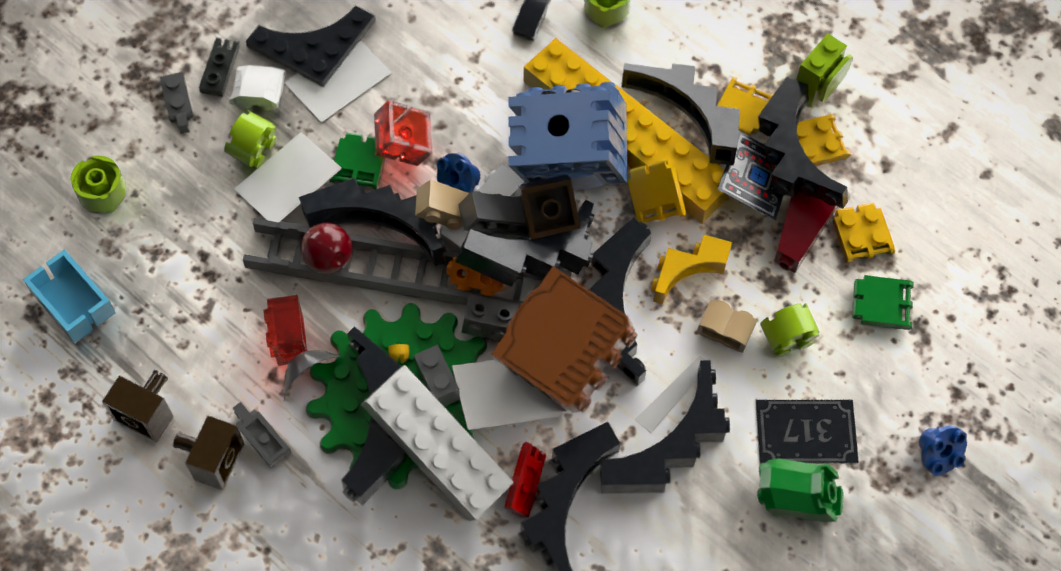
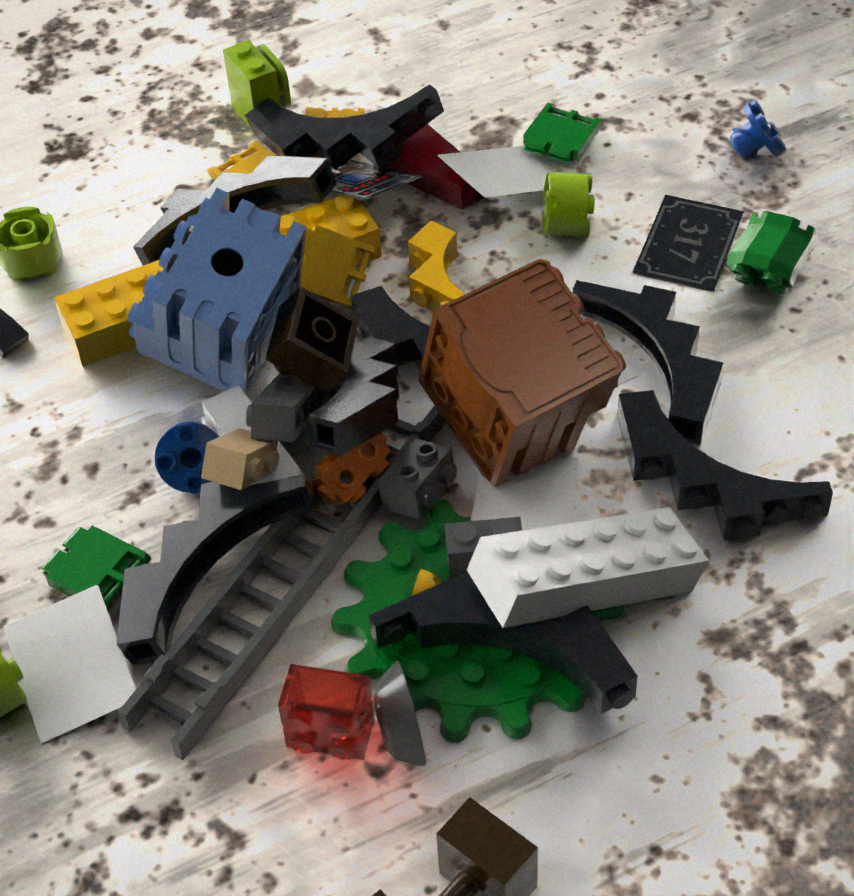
camera: 65 degrees left, 15 degrees down
(261, 435) = (496, 791): dark grey hinge -> none
(326, 248) = (226, 620): dark red piece -> none
(407, 137) = (90, 493): clear red piece -> none
(525, 479) = (650, 500): red hinge -> none
(727, 325) = (532, 247): tan brick -> none
(812, 275) = (499, 170): none -> white sticker
(862, 231) = (469, 126): yellow plate -> none

